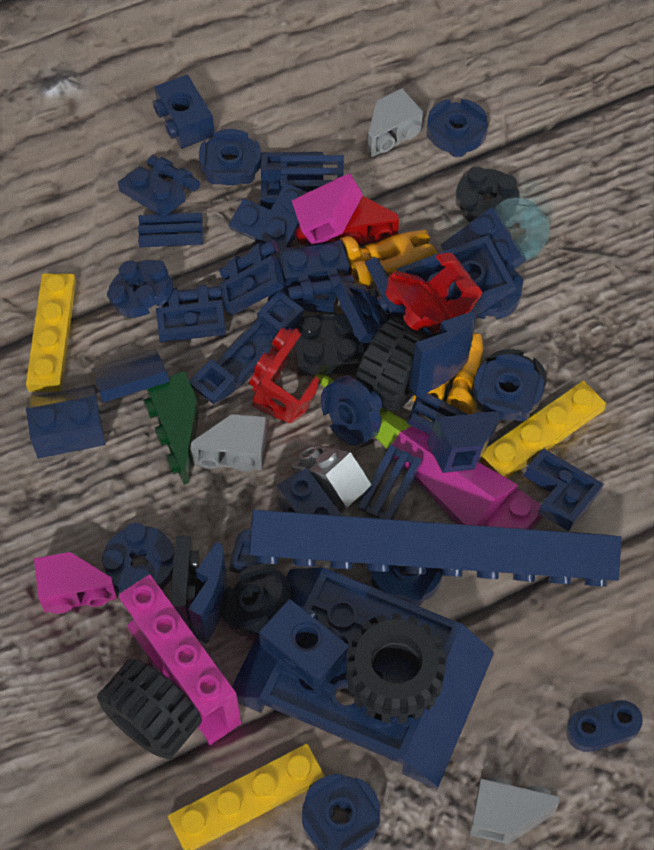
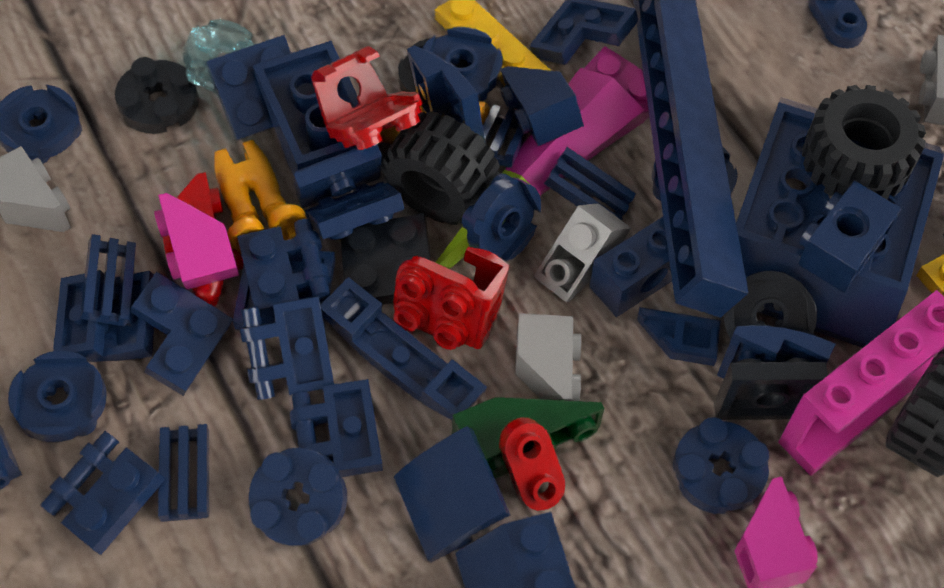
camera: 95 degrees left, 0 degrees up
(143, 422) = (533, 467): none -> red plate

